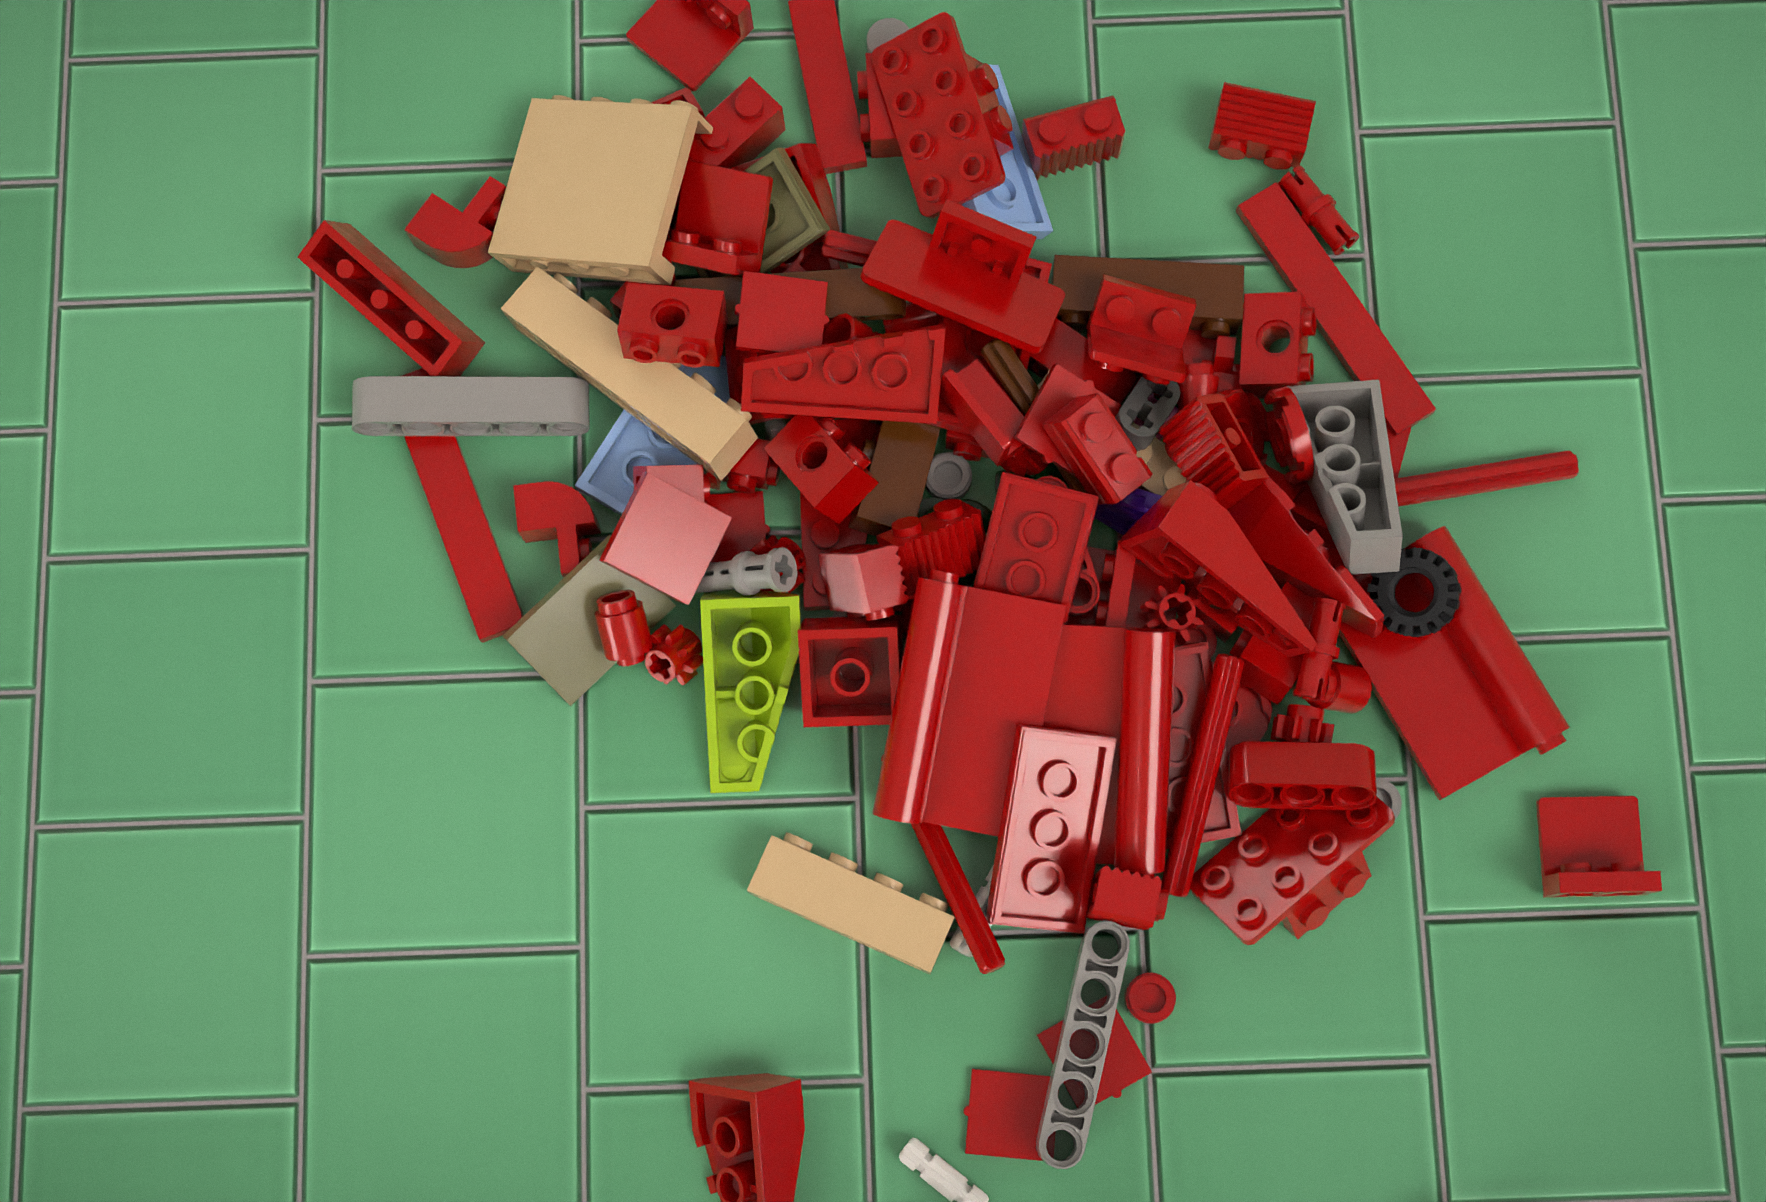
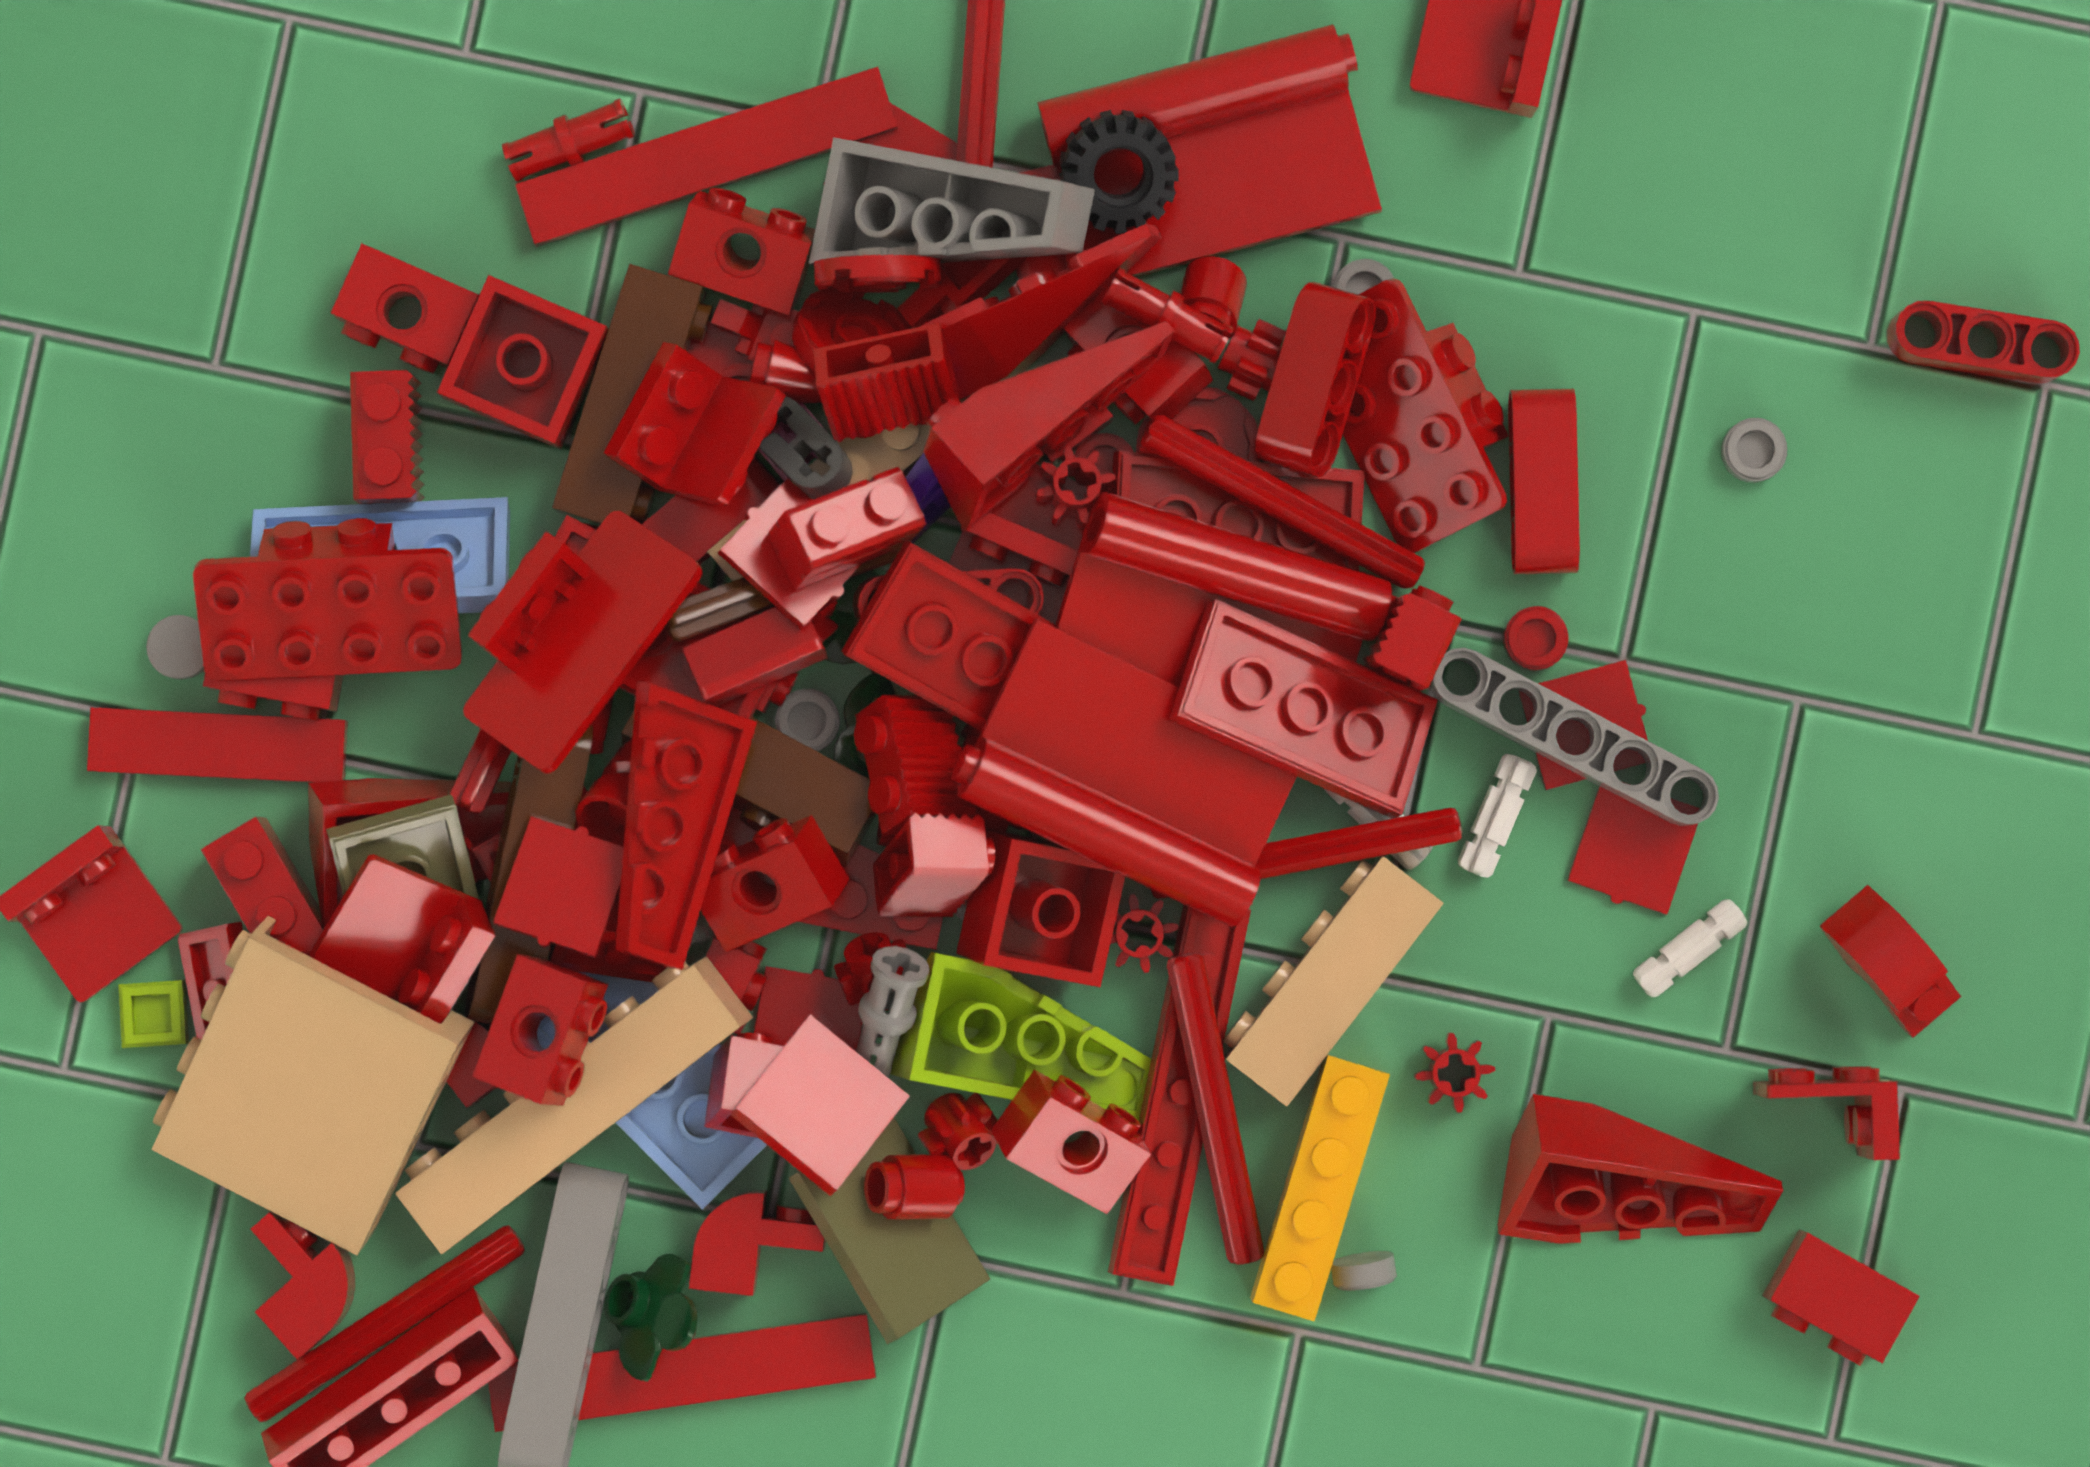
camera: 80 degrees left, 10 degrees up
(447, 290) = (384, 1323): none -> red axle
(490, 466) = (651, 1314): none -> dark green plate
(629, 82) = (153, 1014): none -> lime tile
(637, 982) = (1363, 1270): none -> light grey tile
(665, 753) = (1090, 1168): none -> brick
(692, 932) = (1319, 1187): none -> yellow brick
(734, 838) = (1215, 1108): none -> red axle
(736, 811) = (1161, 1193): none -> red tile
(790, 1009) = (1467, 1084): none -> red gear
(857, 763) = (1157, 930): none -> red gear
(1007, 1001) = (1497, 815): none -> white axle
(1153, 209) = (524, 362): none -> red brick
(1174, 104) = (381, 280): none -> red brick
(1261, 126) = (433, 182): red brick -> none
(1271, 973) = (1543, 481): none -> red beam
(1340, 1133) = (1754, 450): none -> light grey tile

